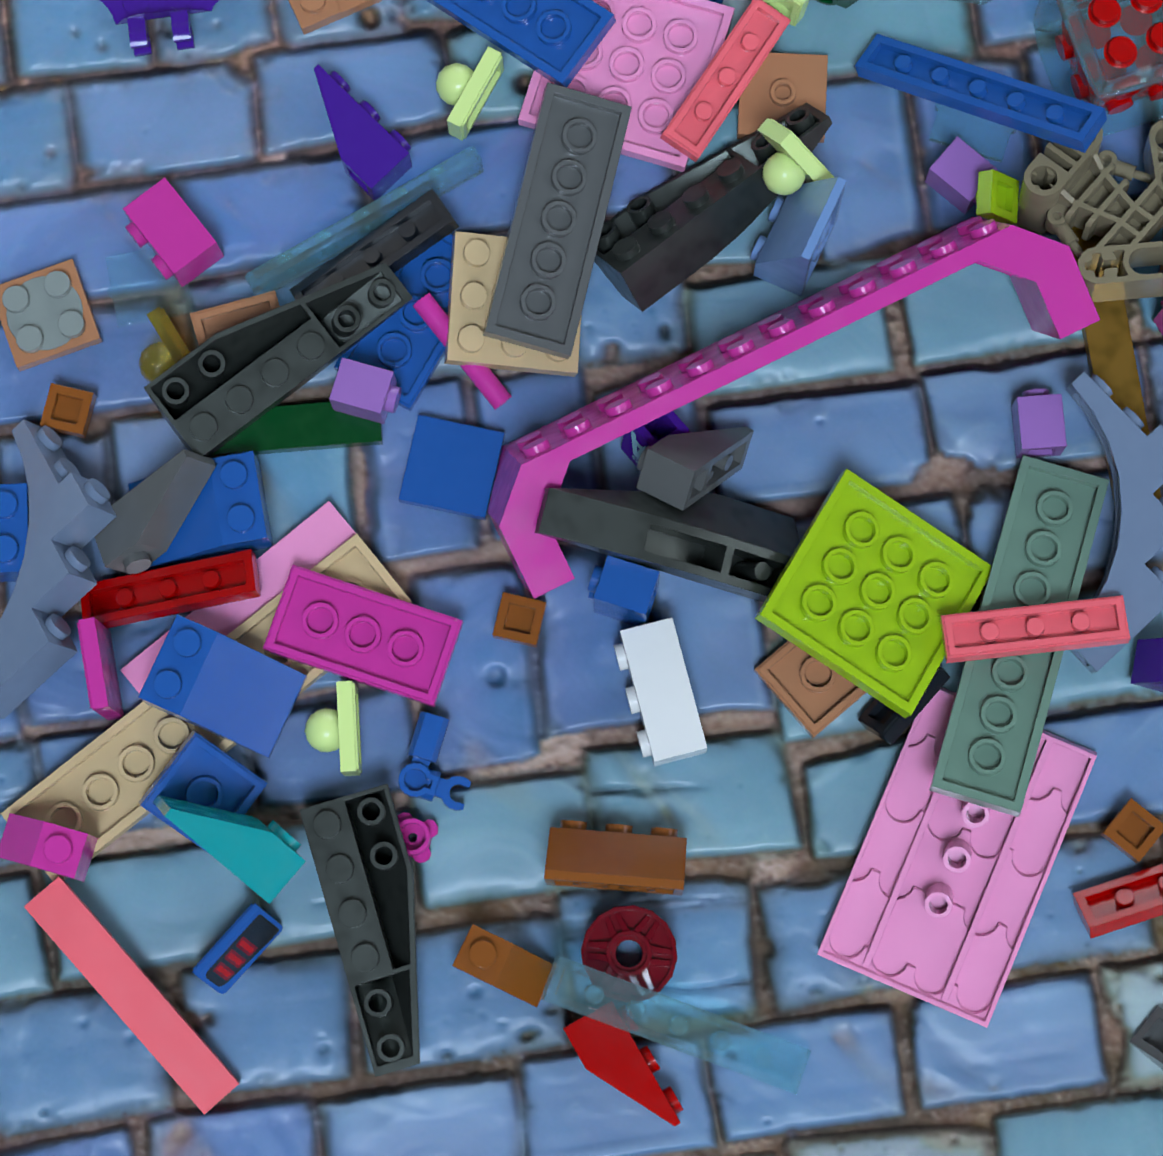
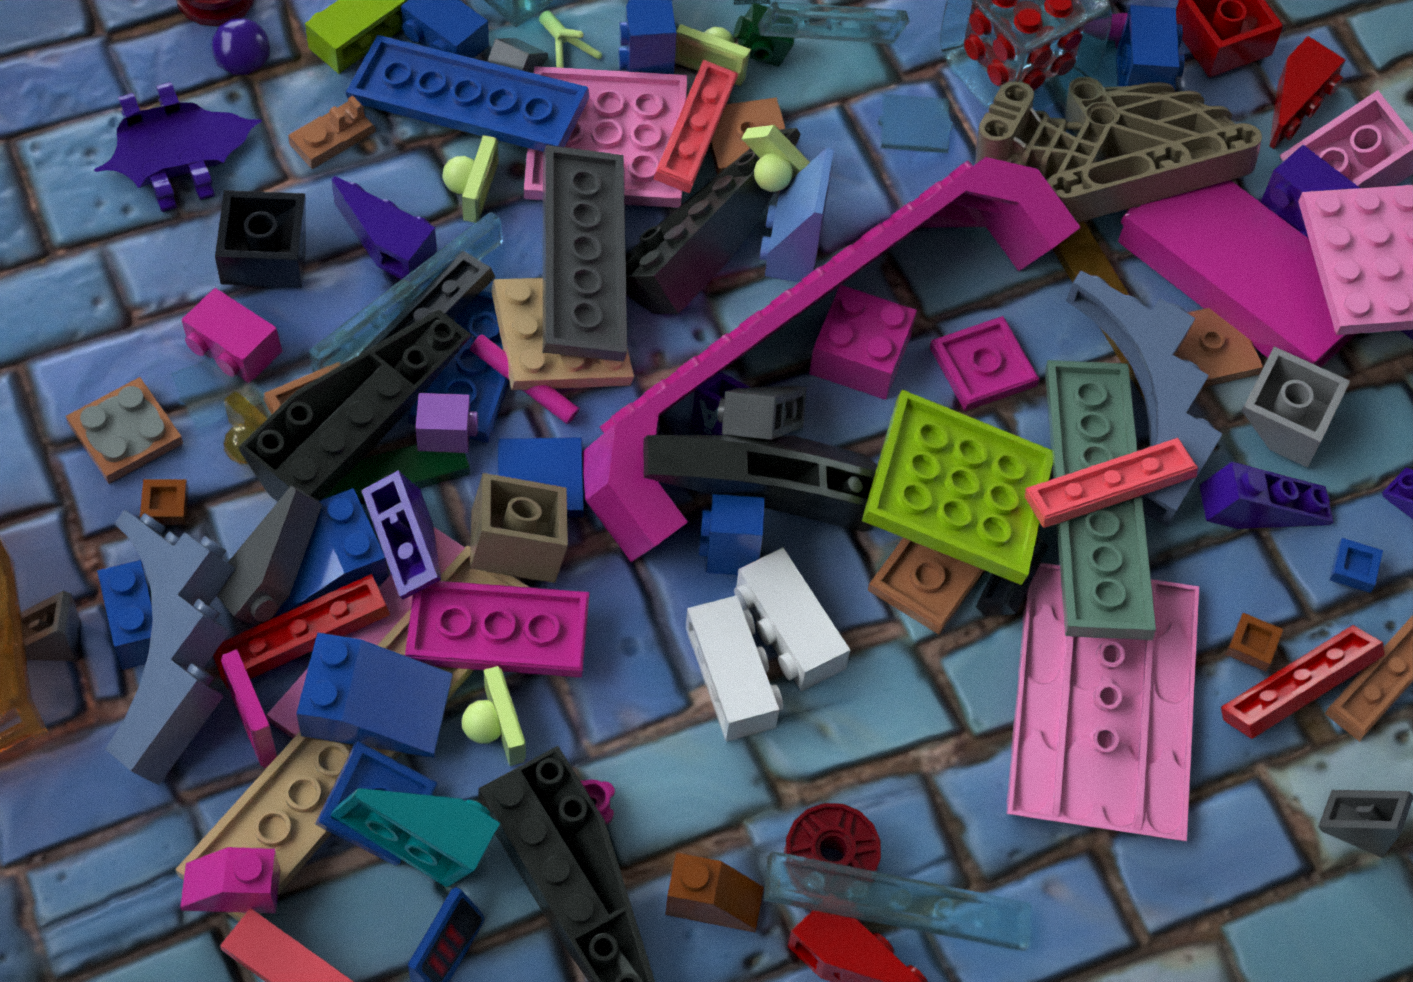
camera: 25 degrees left, 20 degrees down
(226, 124) = (261, 239): none -> black slope
(294, 513) = (404, 532): none -> dark purple slope
(408, 533) = (518, 528): none -> dark tan brick
(416, 778) = (581, 745): blue bar -> none
(519, 619) = (640, 588): dark orange plate -> none
(589, 731) = (733, 667): none -> white brick
(616, 858) = (795, 773): dark orange slope -> none
(830, 390) = (862, 342): none -> dark pink brick
(956, 174) = (920, 161): medium lavender brick -> none
(956, 437) = (984, 363): none -> dark pink tile
(982, 93) = (919, 86): blue plate -> none
(997, 197) = (953, 155): lime plate -> none
(1038, 424) = (1052, 334): medium lavender brick -> none

